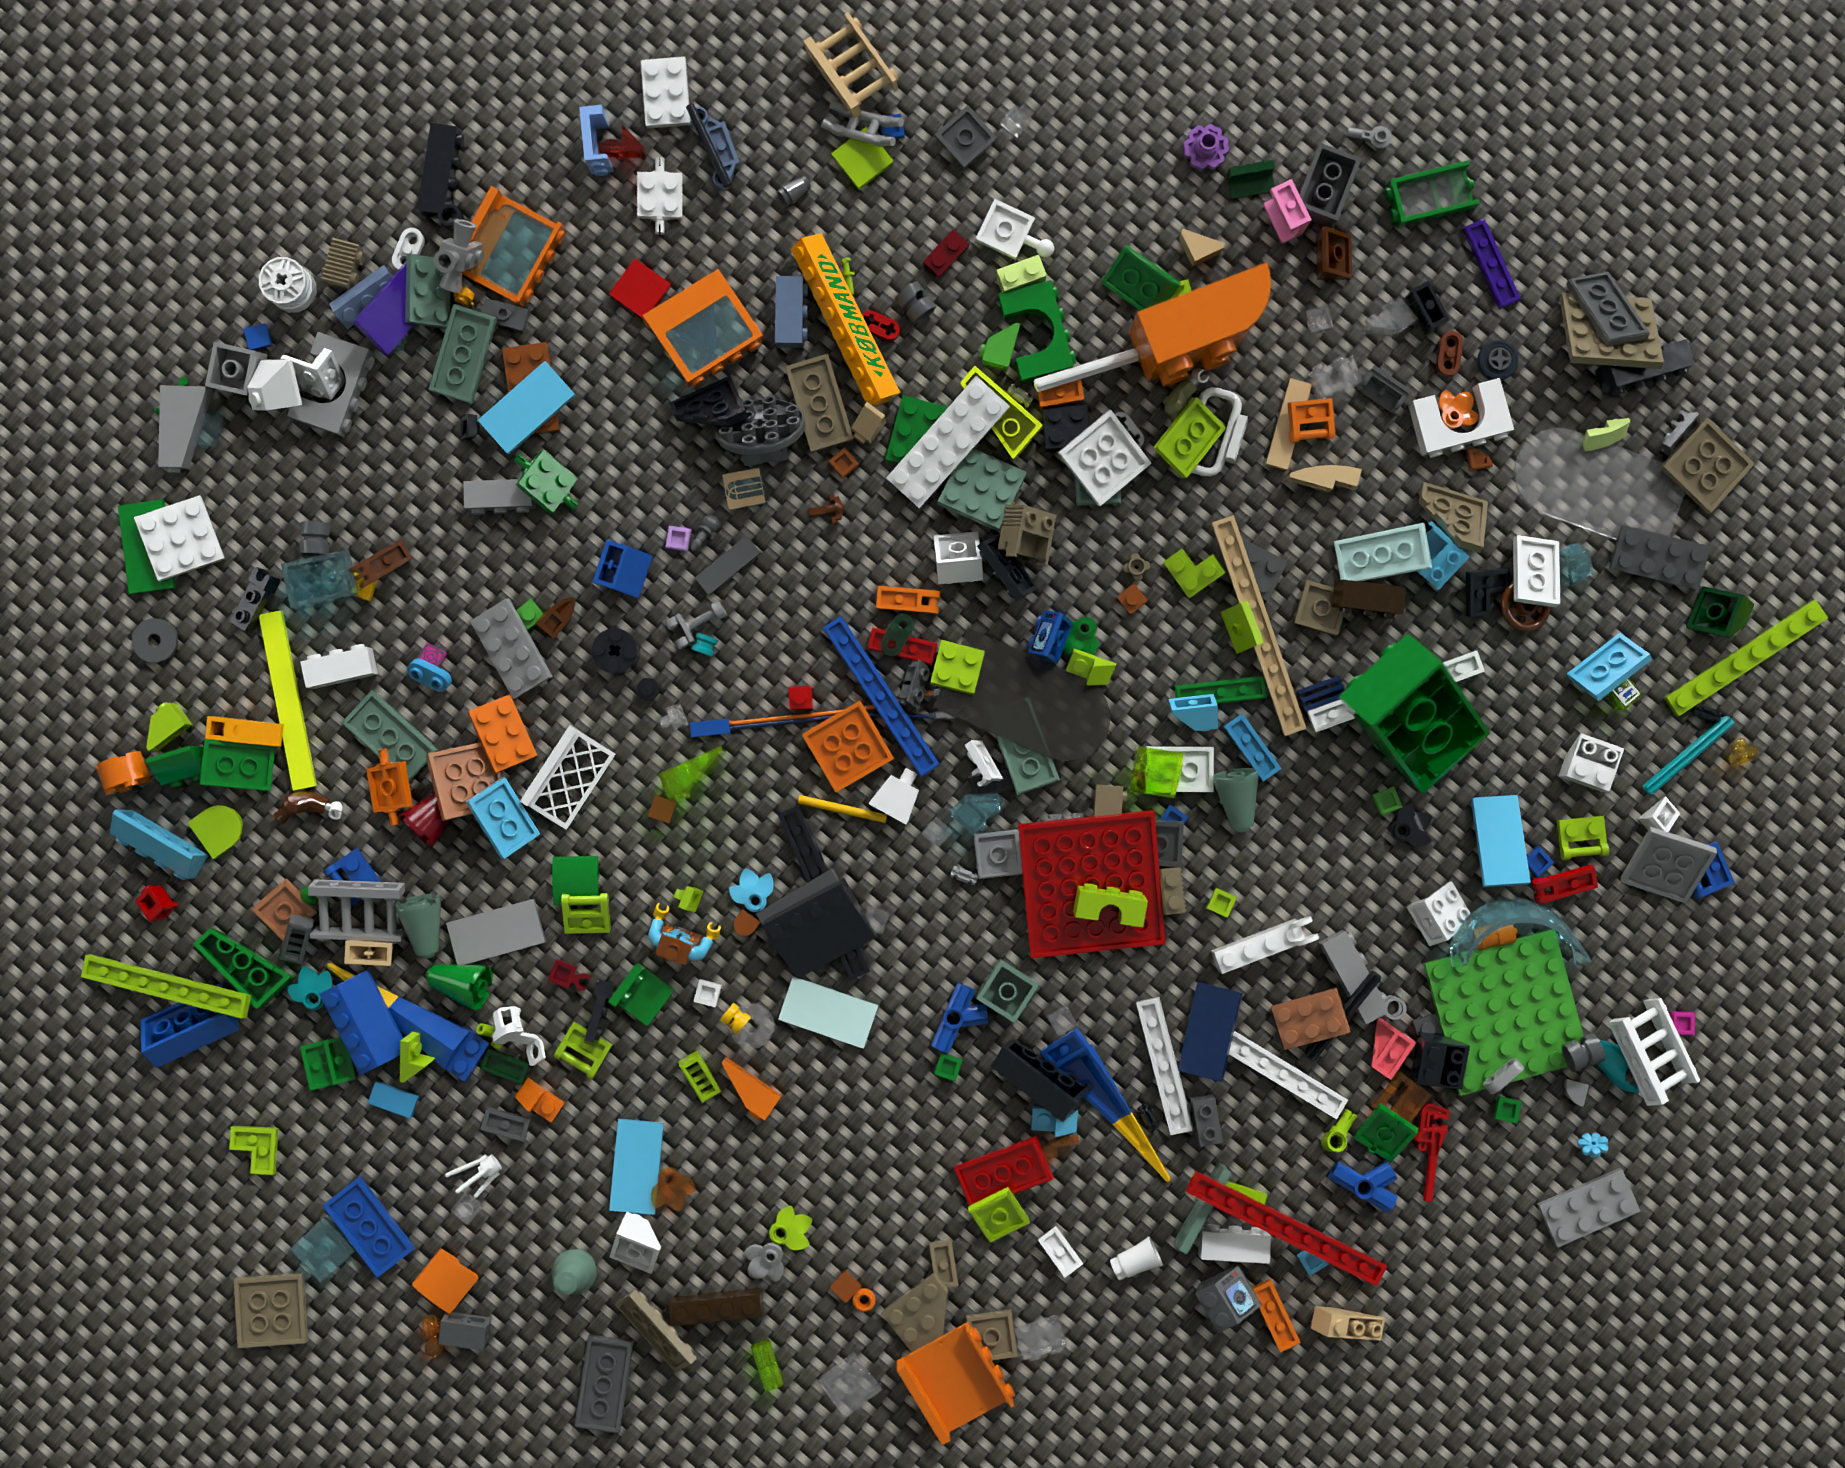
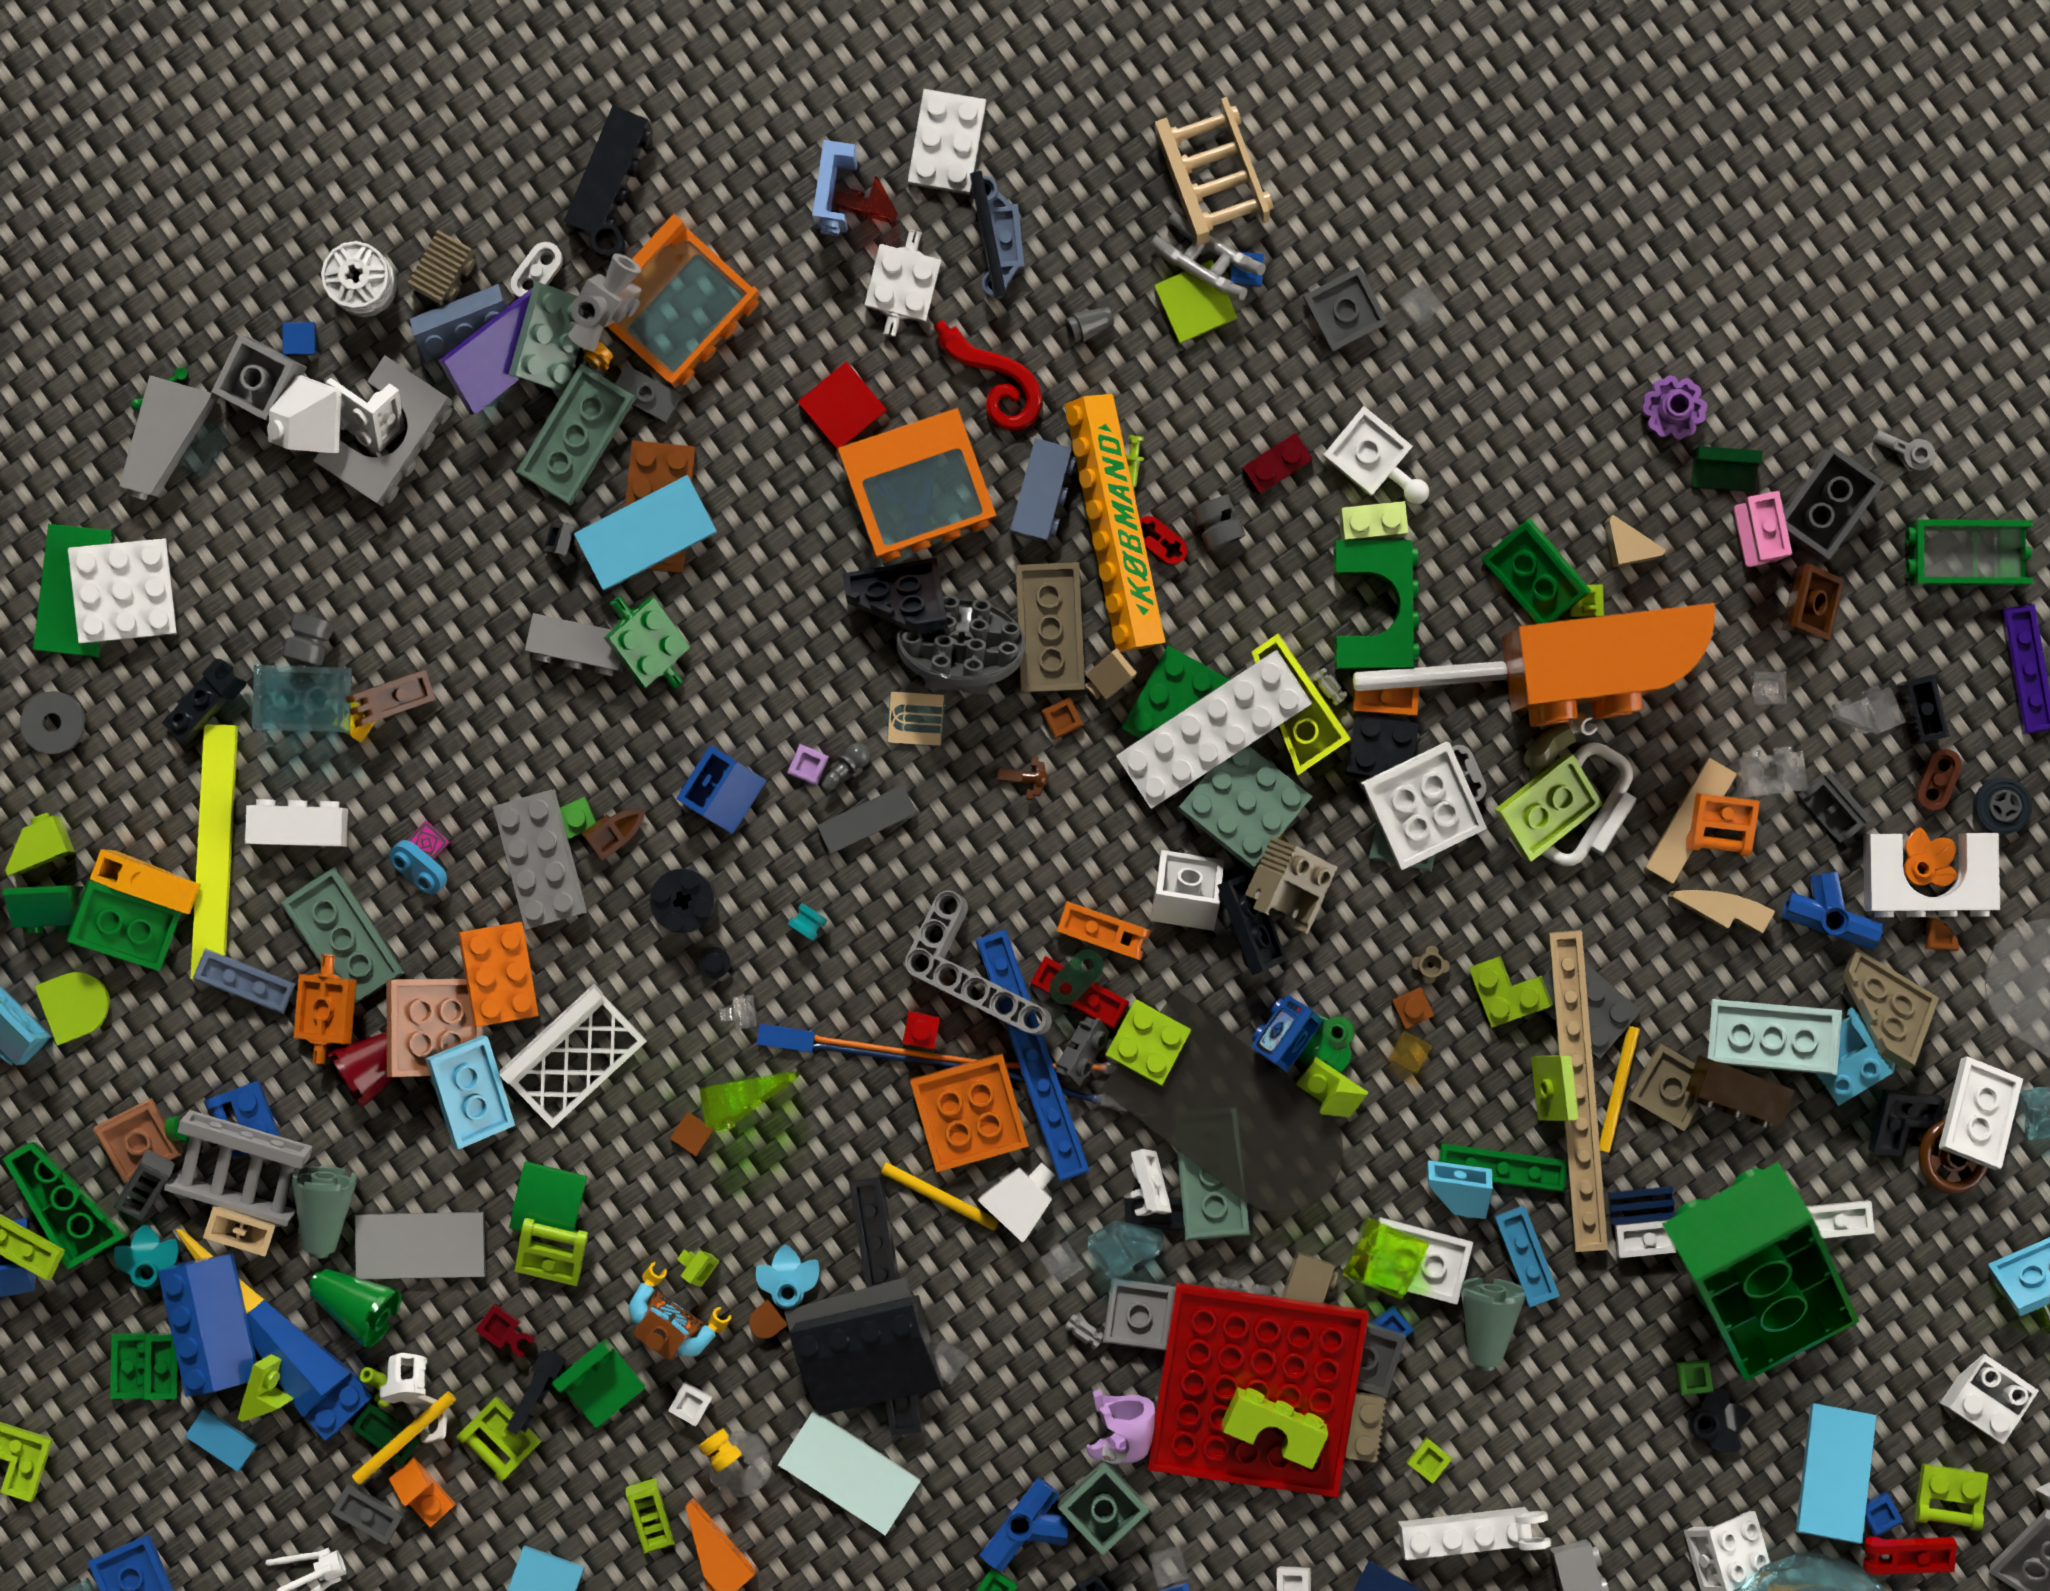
camera: 10 degrees right, 0 degrees up
(307, 801) = (208, 999): reddish brown arm -> none
(329, 782) = (244, 981): none -> sand blue tile
(518, 1064) = (403, 1437): none -> yellow bar
(714, 232) = (960, 350): none -> red plant
(717, 610) = (836, 878): light grey bar -> none
(822, 658) = (965, 979): none -> light grey beam
(999, 348) = (1318, 615): bright green slope -> none
(1014, 929) = (1132, 1426): none -> lavender piece
(1138, 629) = (1410, 1051): none -> clear yellow tile
(1286, 618) = (1618, 1088): none -> yellow bar
(1395, 452) = (1826, 899): none -> blue piece

